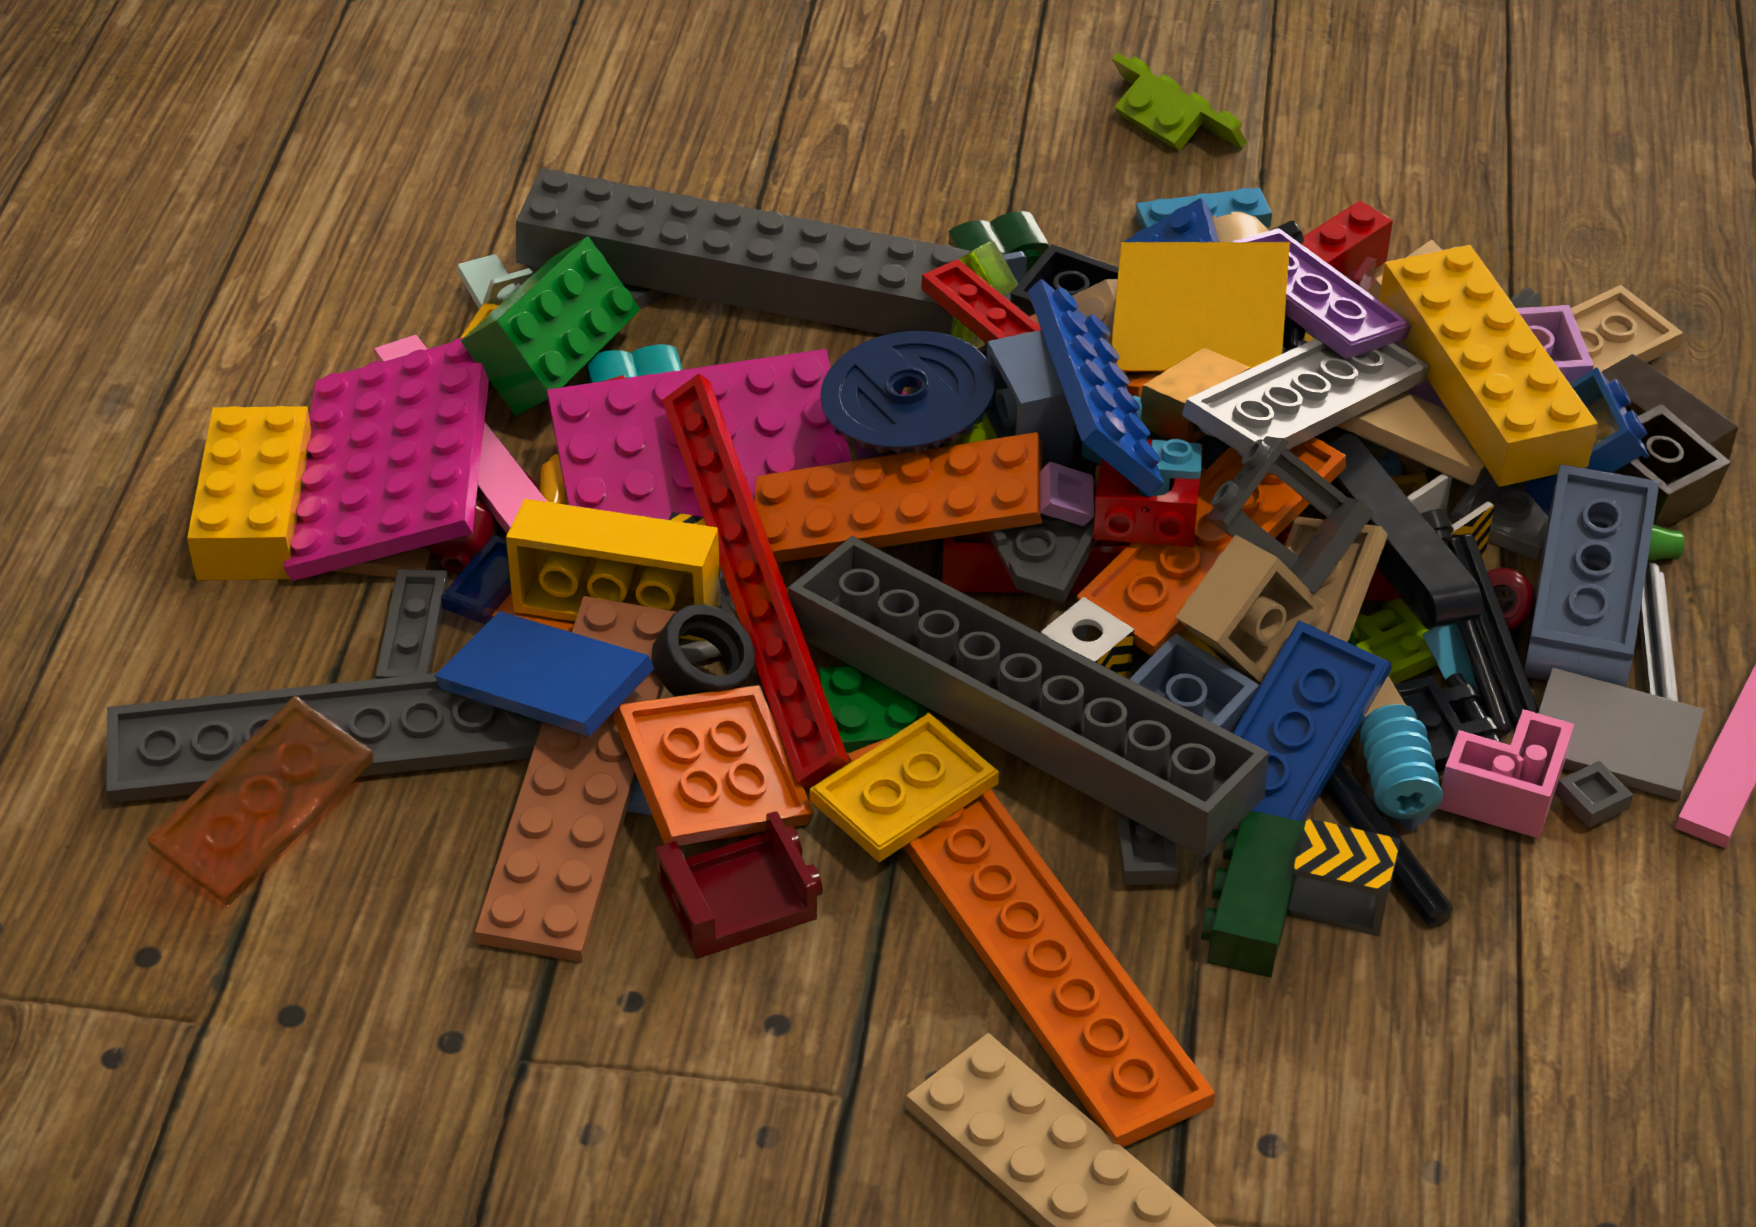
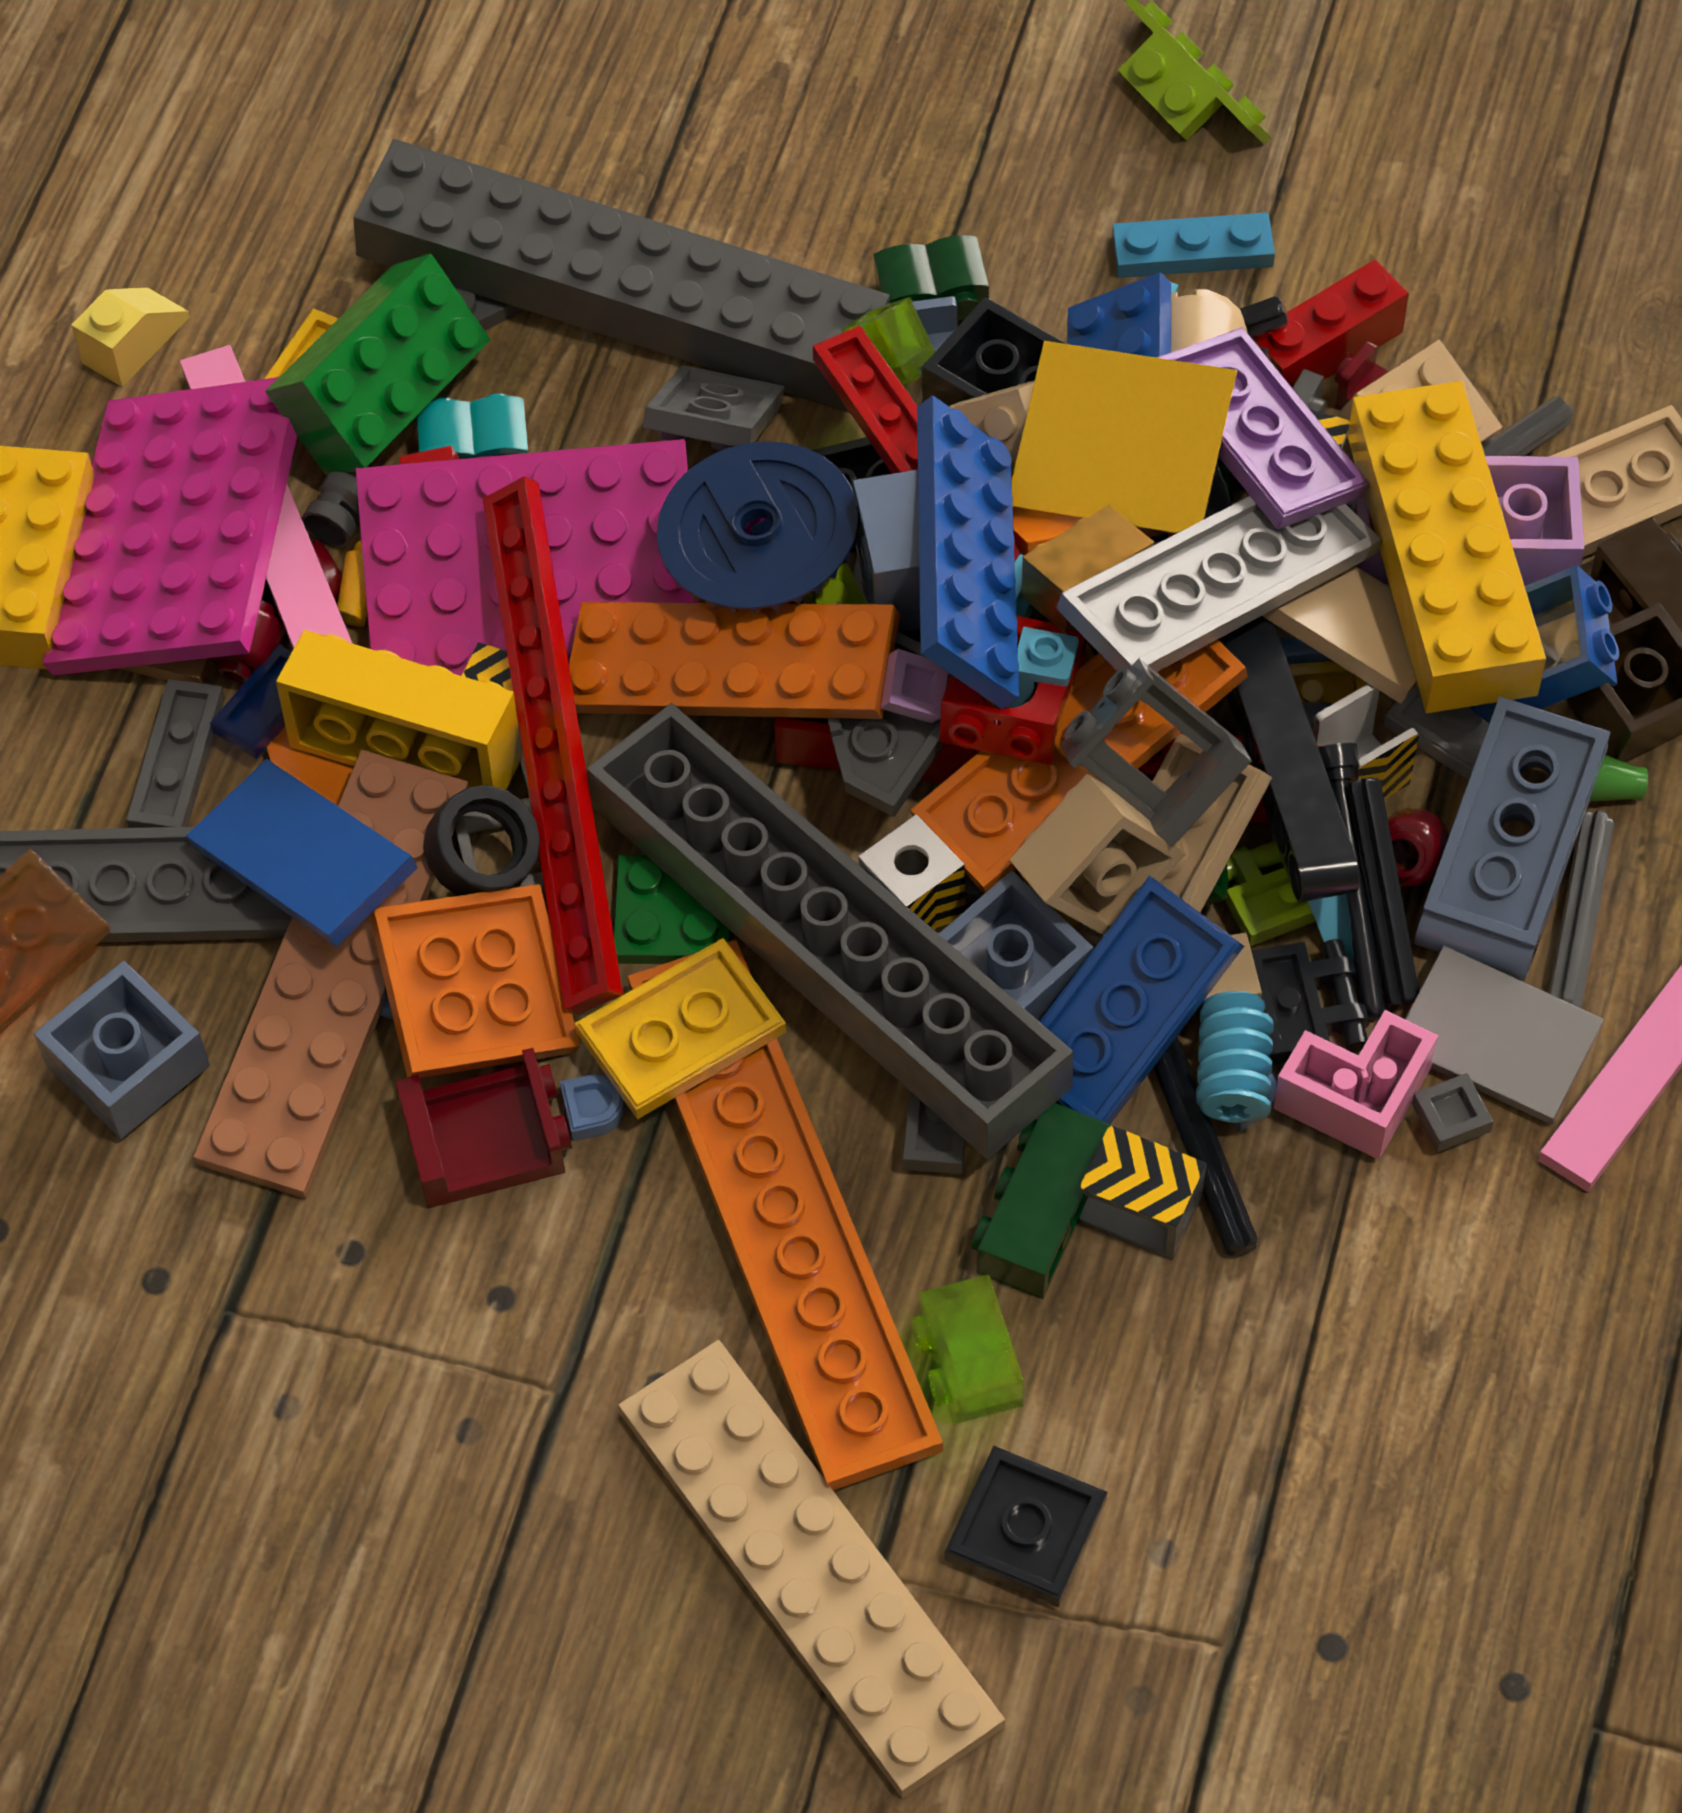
camera: 10 degrees right, 15 degrees up
(322, 332) = (125, 331): none -> light yellow slope
(397, 848) = (122, 1049): none -> sand blue brick
(489, 280) = (326, 277): light aqua bracket -> none
(529, 437) = (336, 511): none -> dark grey wheel
(831, 336) = (712, 408): none -> dark grey plate
(835, 858) = (591, 1105): none -> medium blue tile
(1220, 1017) = (970, 1350): none -> clear neon green brick
(1306, 1157) = (1026, 1526): none -> black plate

